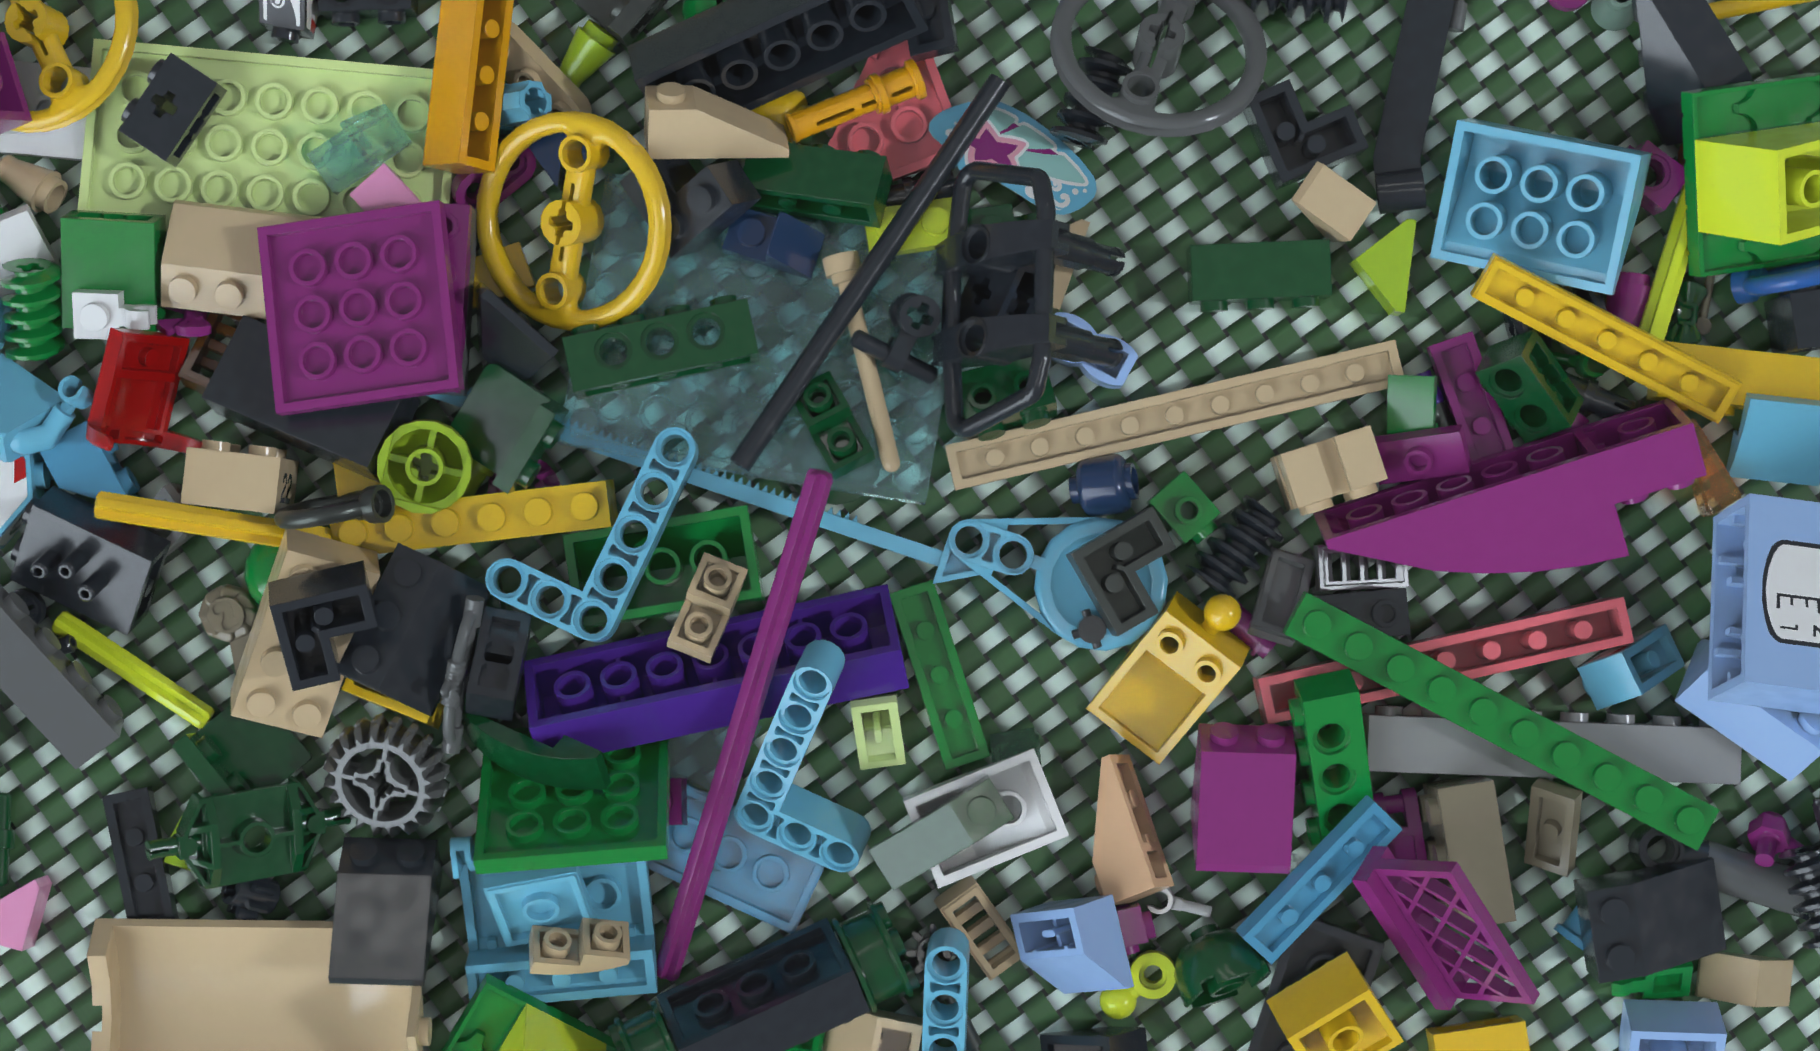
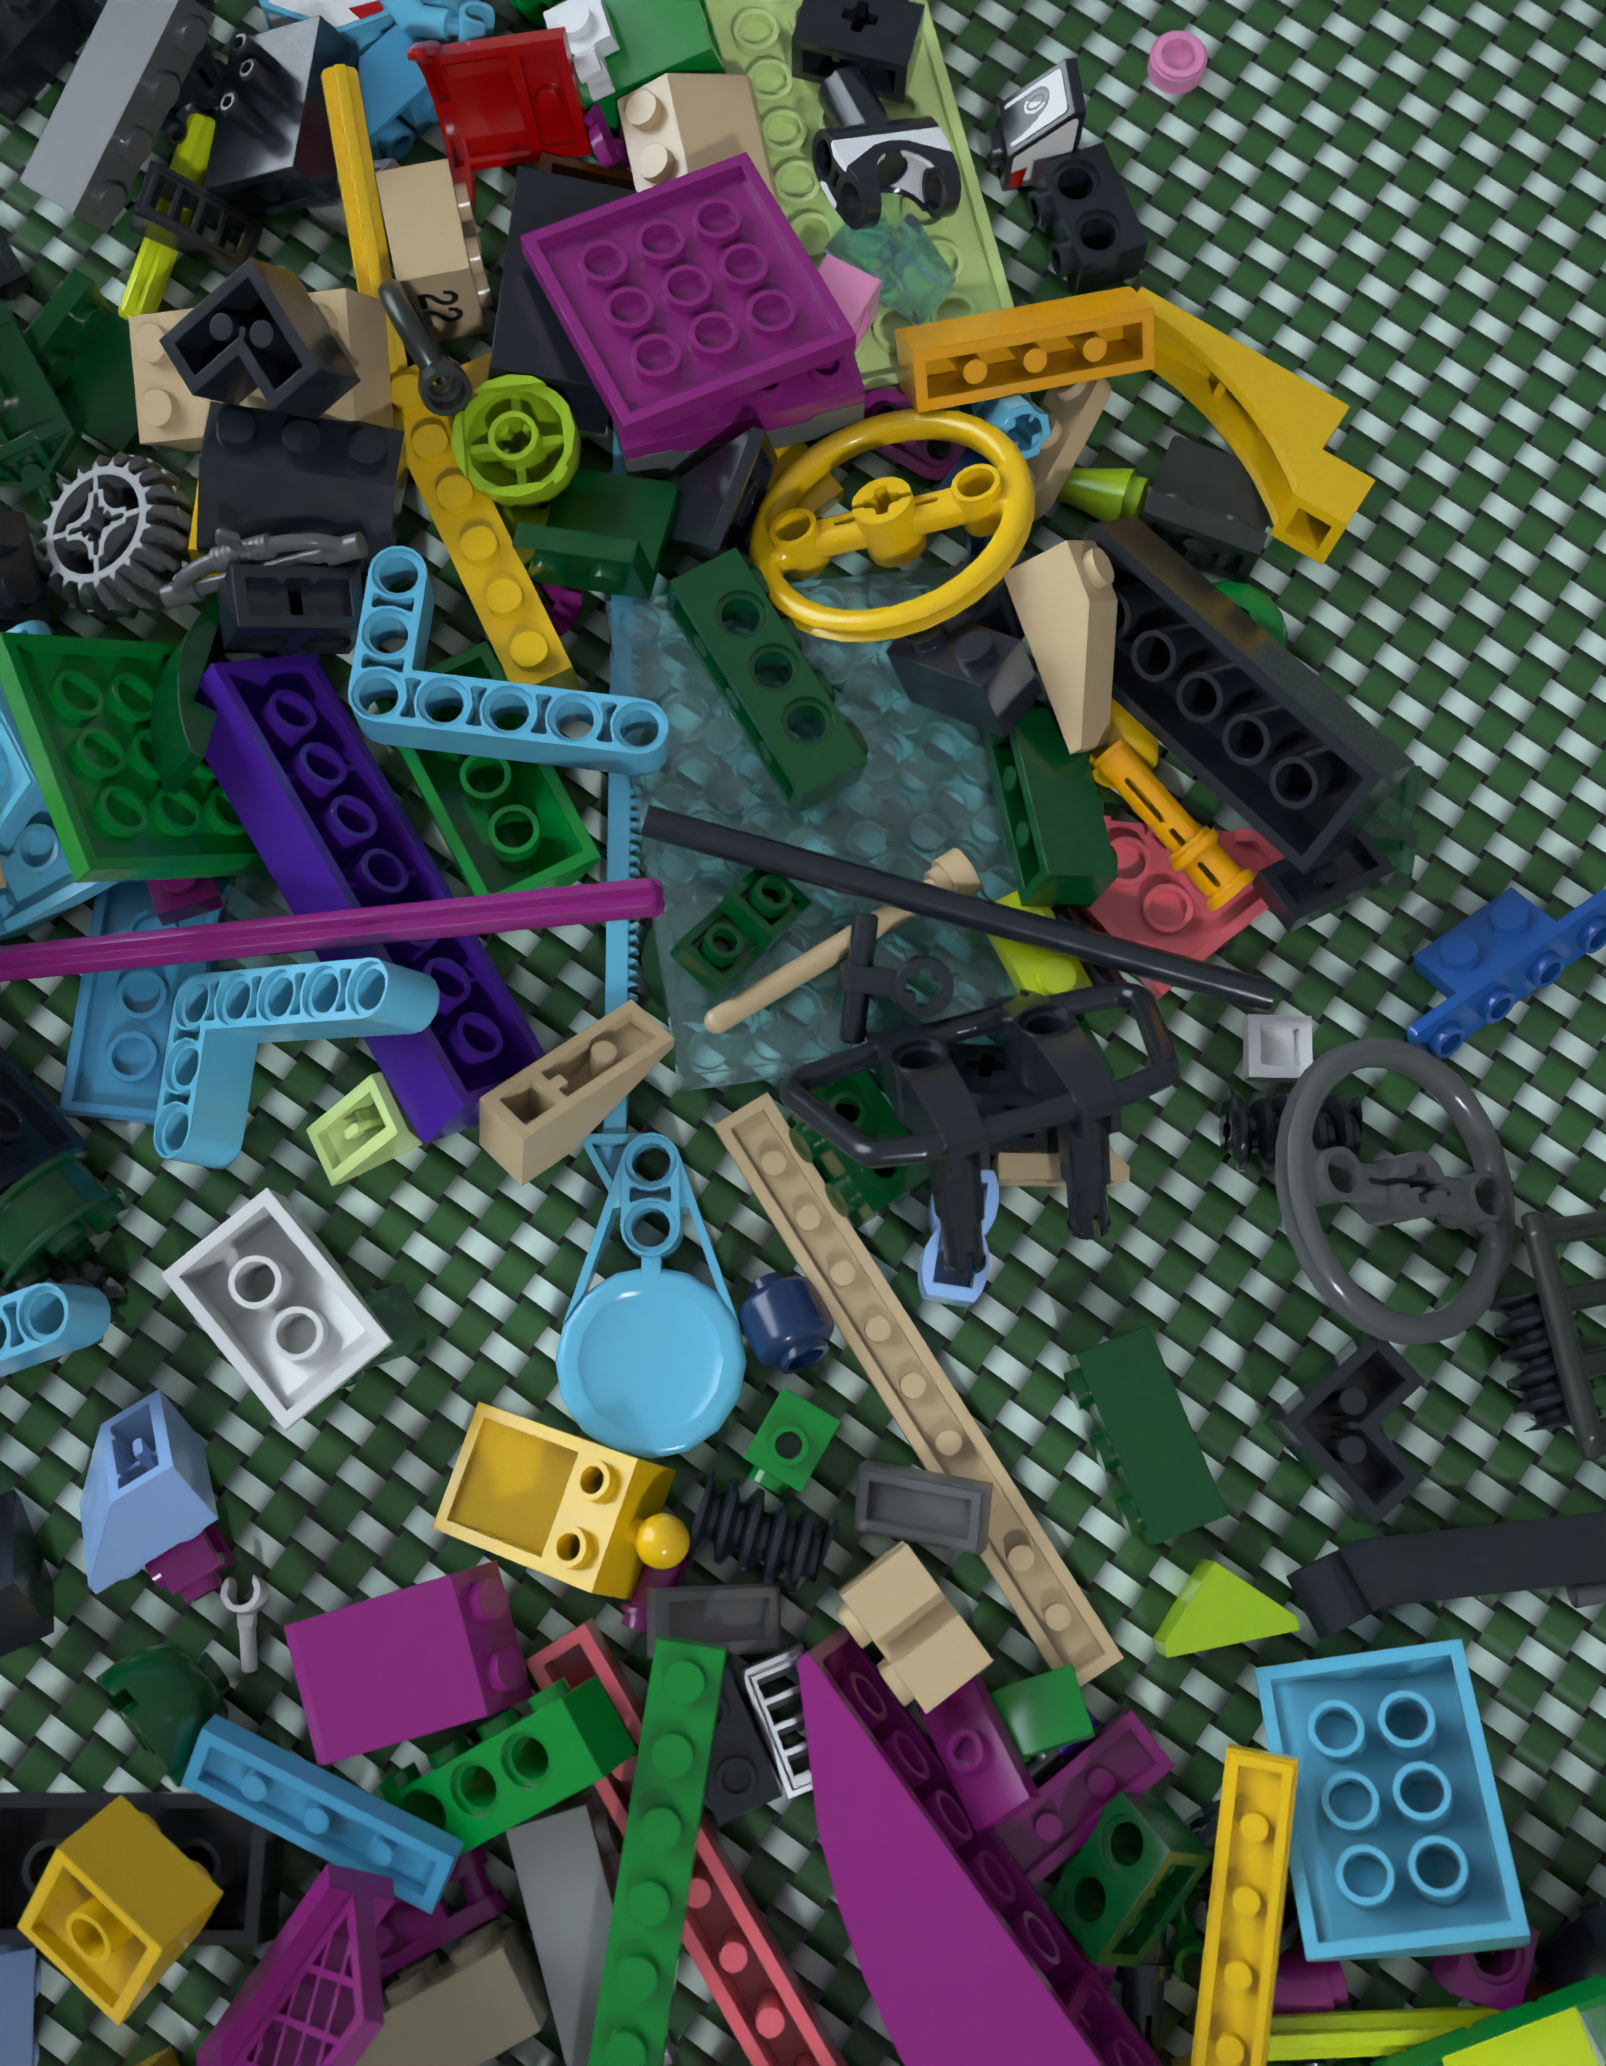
camera: 70 degrees right, 10 degrees down
(128, 678) = (182, 194): none -> black slope
(276, 127) = (879, 155): none -> black connector
(707, 607) = (445, 846): tan slope -> none
(775, 242) = (954, 785): dark blue slope -> none
(904, 576) = (569, 1091): none -> tan slope
(939, 675) = (425, 1214): green plate -> none
(941, 832) = (236, 1254): slope -> none
(956, 897) = (167, 1310): tan slope -> none
(1021, 141) = (1174, 1125): sticker -> none
(1031, 85) = (1276, 1047): none -> white plate
(1090, 629) = (583, 1367): black piece -> none
(1109, 567) = (668, 1358): pearl dark grey brick -> none
(1122, 1002) = (118, 1607): neon yellow plate -> none
(1125, 840) = (310, 1514): light nougat slope -> none
(1255, 436) = (923, 1506): none -> dark grey tile
(1332, 204) = (1279, 1500): tan slope -> none

